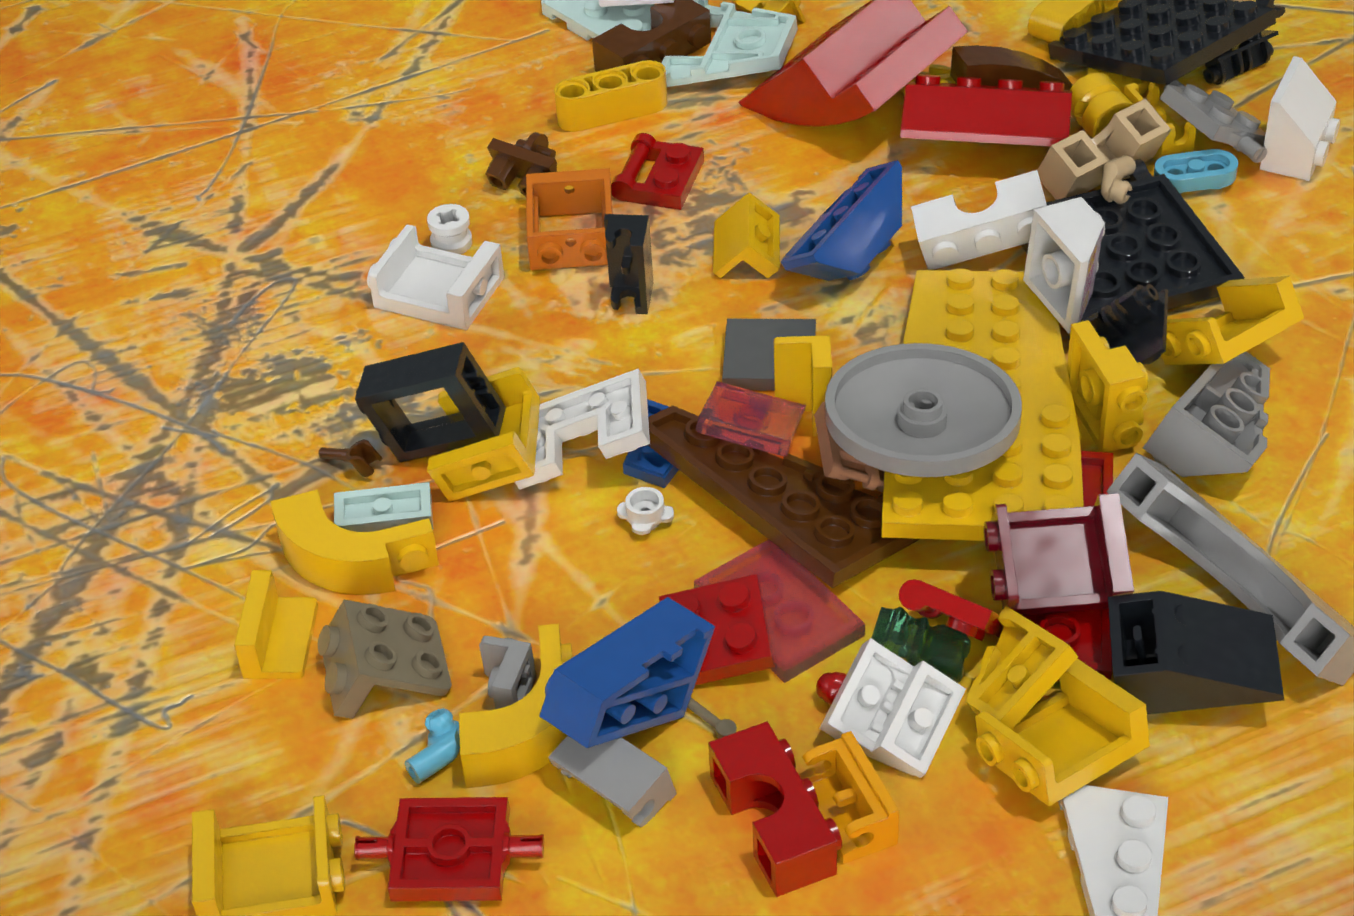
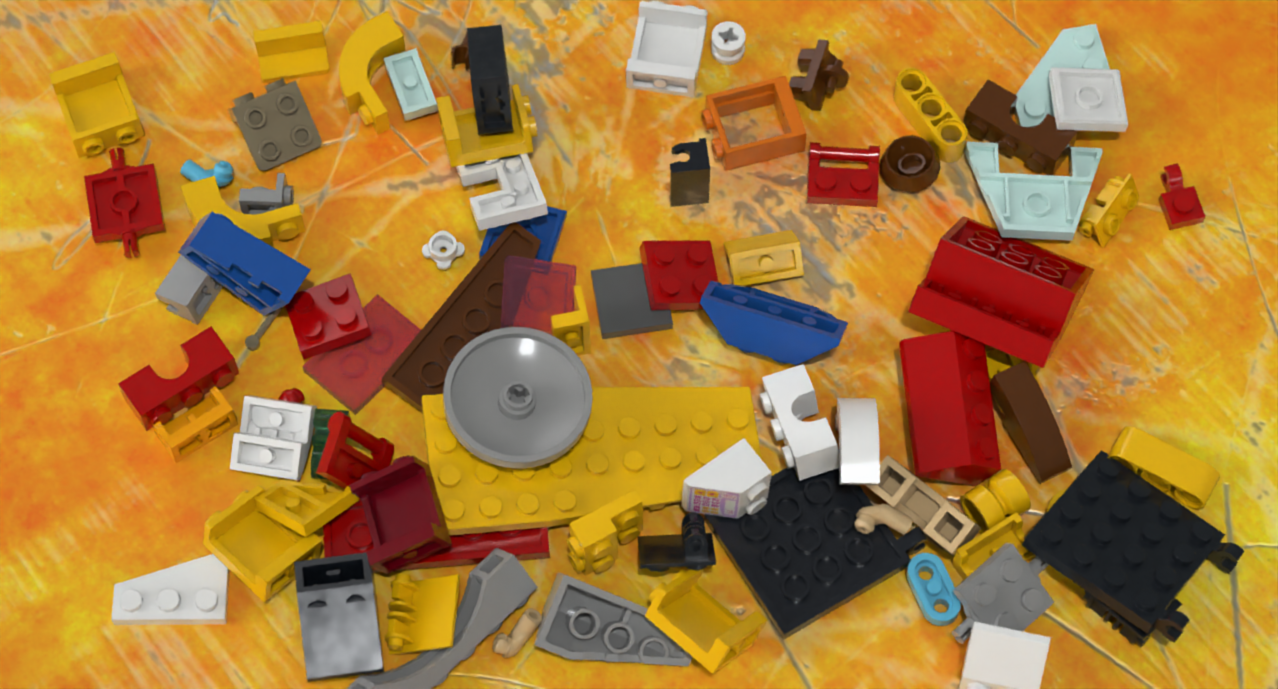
camera: 75 degrees right, 20 degrees up
(665, 117) = (910, 164): none -> reddish brown hat
(753, 302) = (677, 272): none -> red plate
(1053, 148) = (858, 441): none -> white arch
(1192, 563) = (422, 614): none -> yellow hinge
(1224, 501) = (519, 635): none -> tan arm

